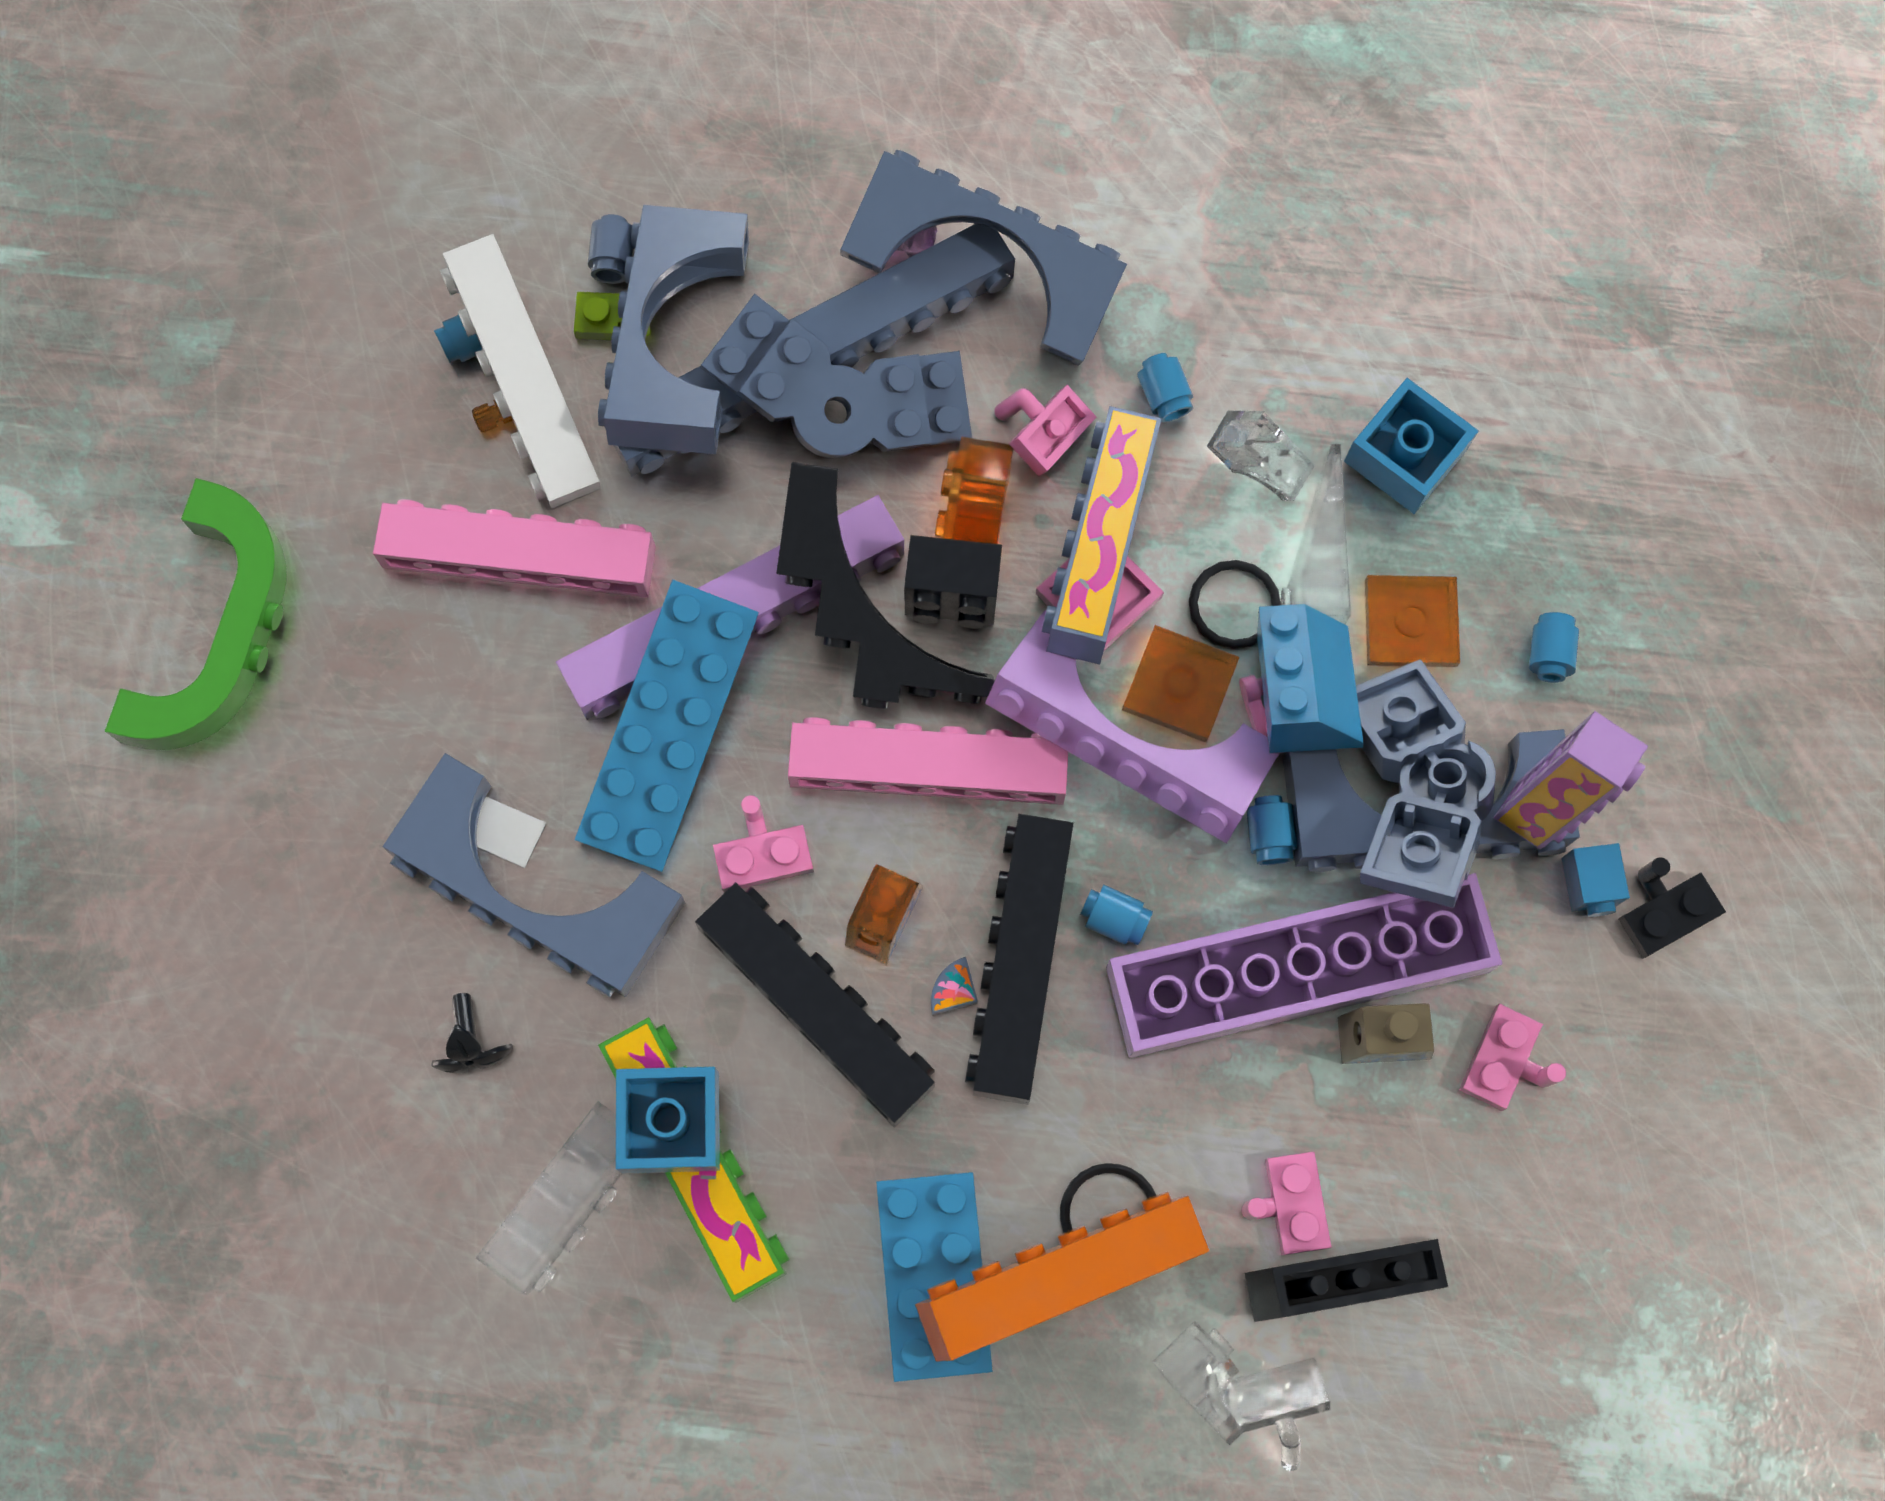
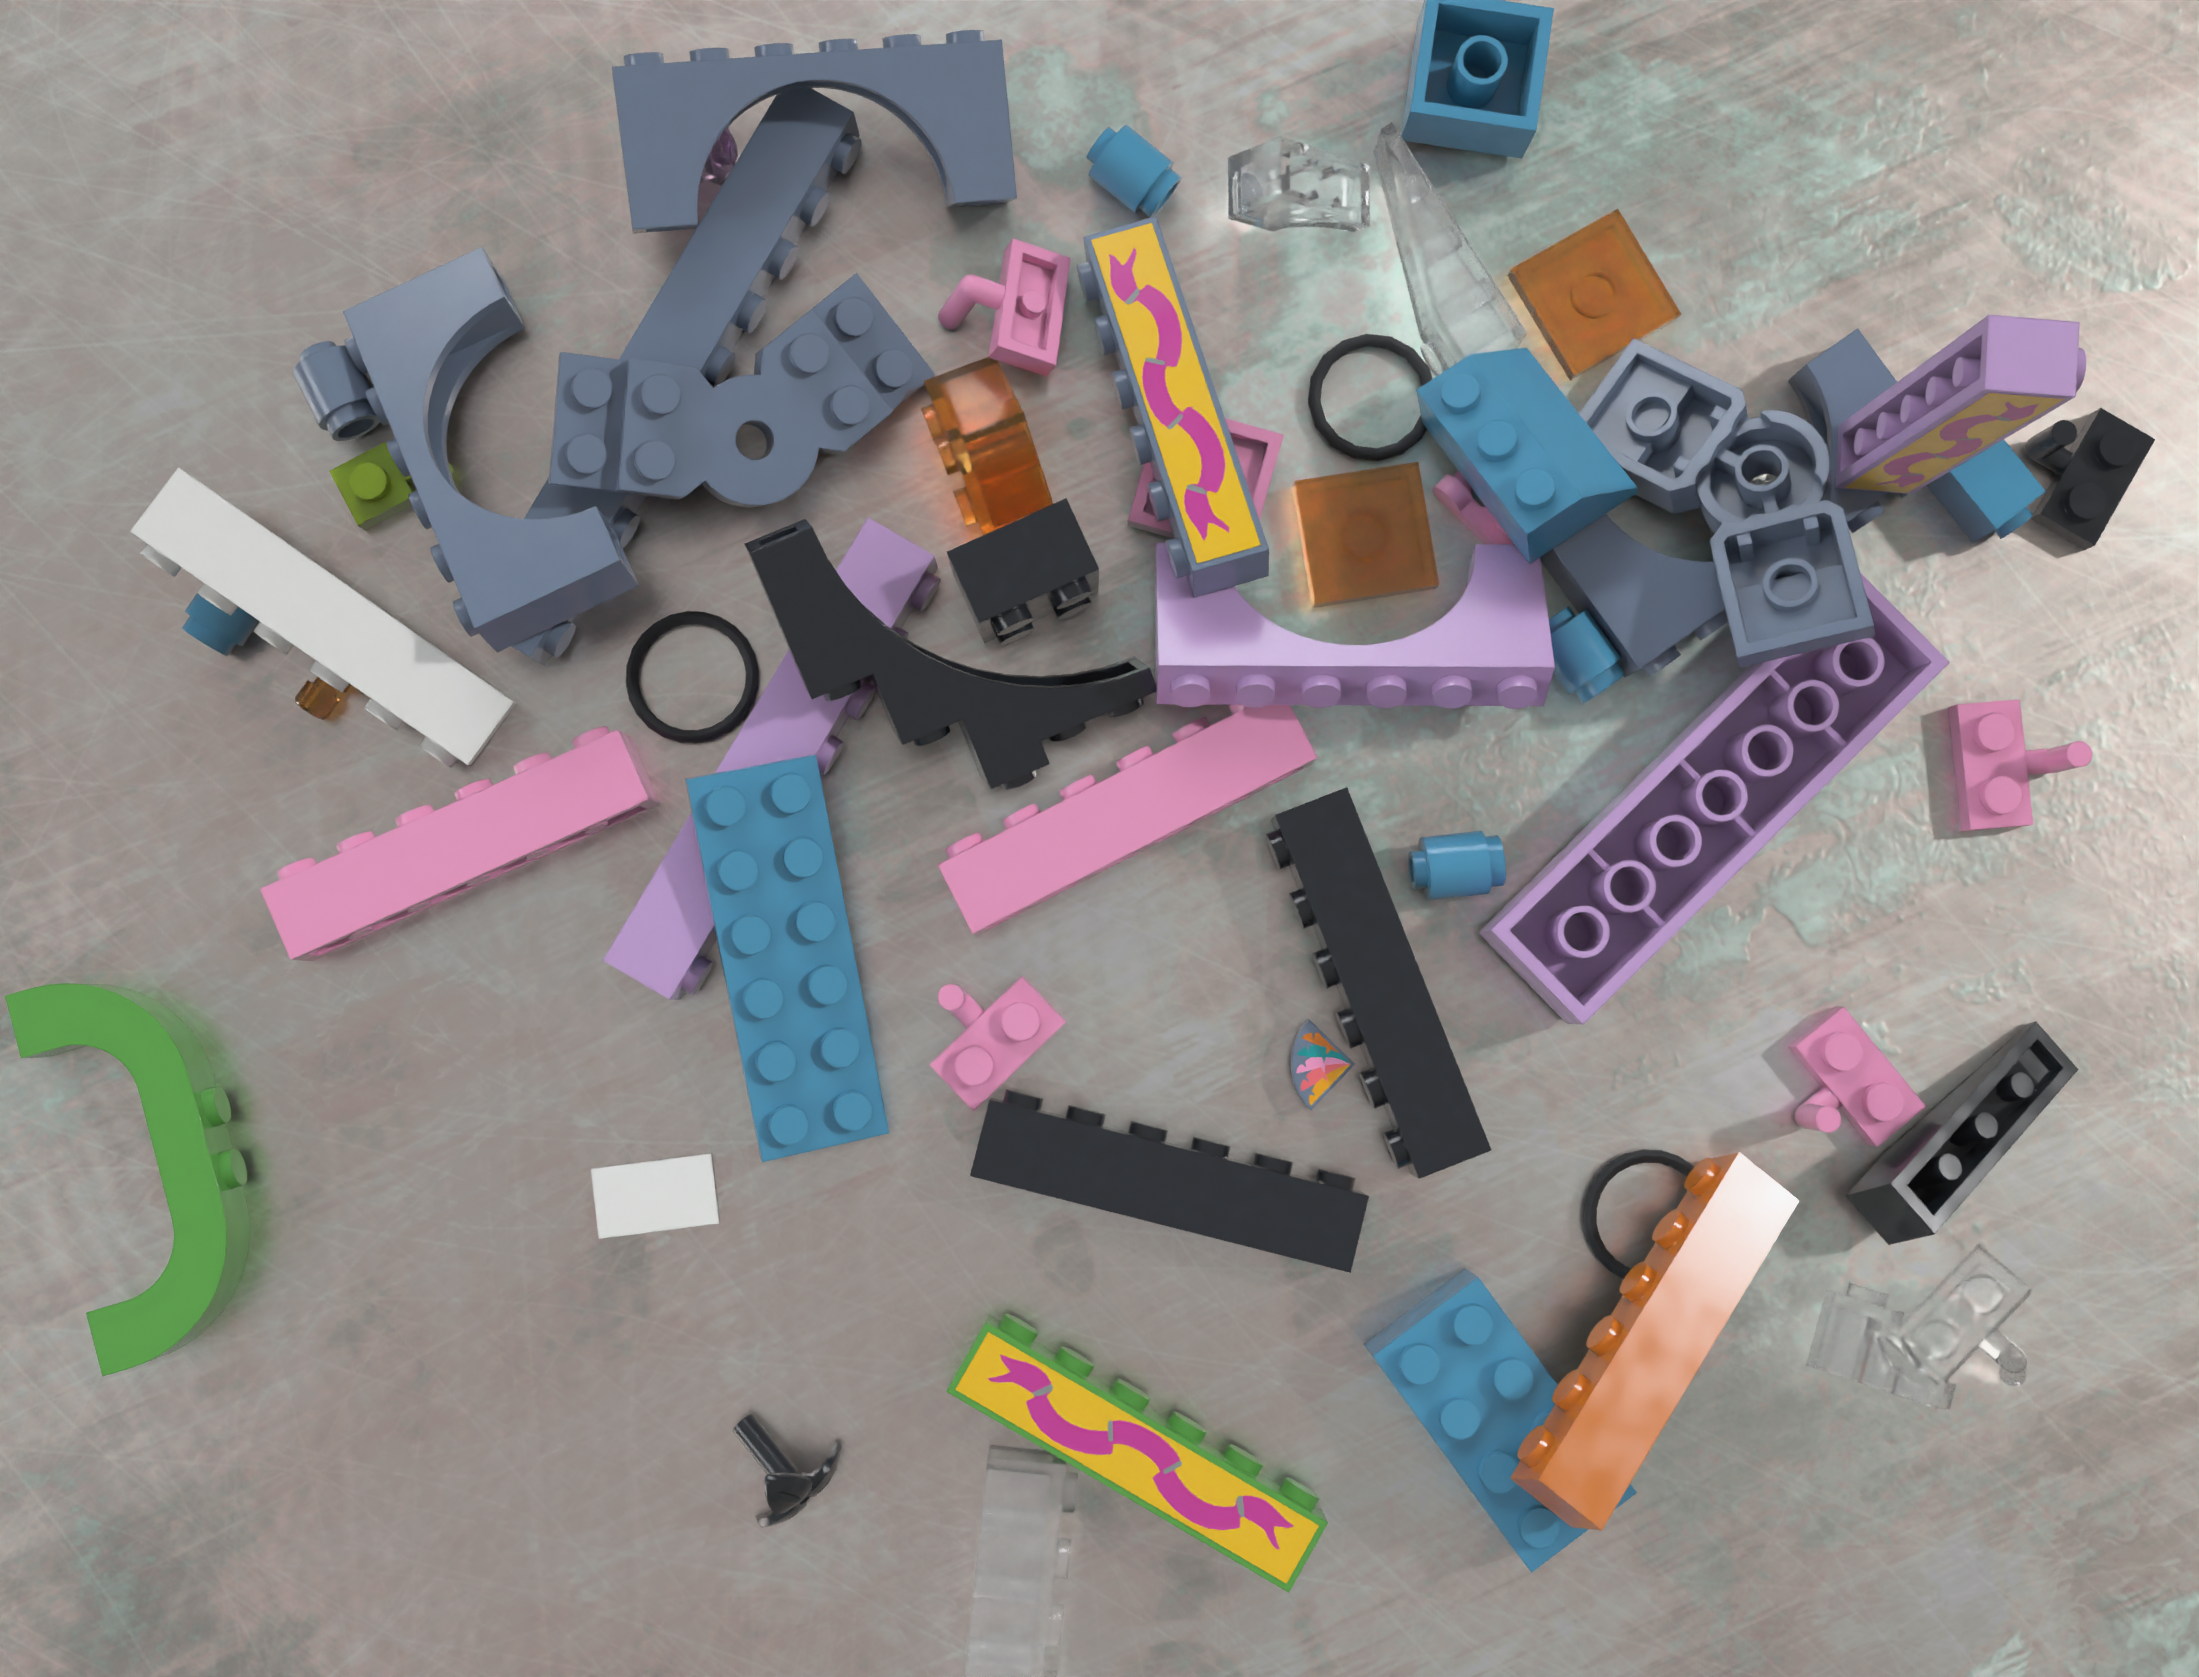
camera: 35 degrees left, 10 degrees up
(441, 843) = (604, 1261): sand blue arch -> none
(667, 1120) = (1091, 1443): dark azure brick -> none
(708, 493) = (654, 632): none -> black tyre
(881, 913) = (1183, 1024): clear orange torso -> none
(1387, 1034) = (1858, 818): dark tan torso -> none
(1554, 647) = (1782, 230): dark azure brick -> none

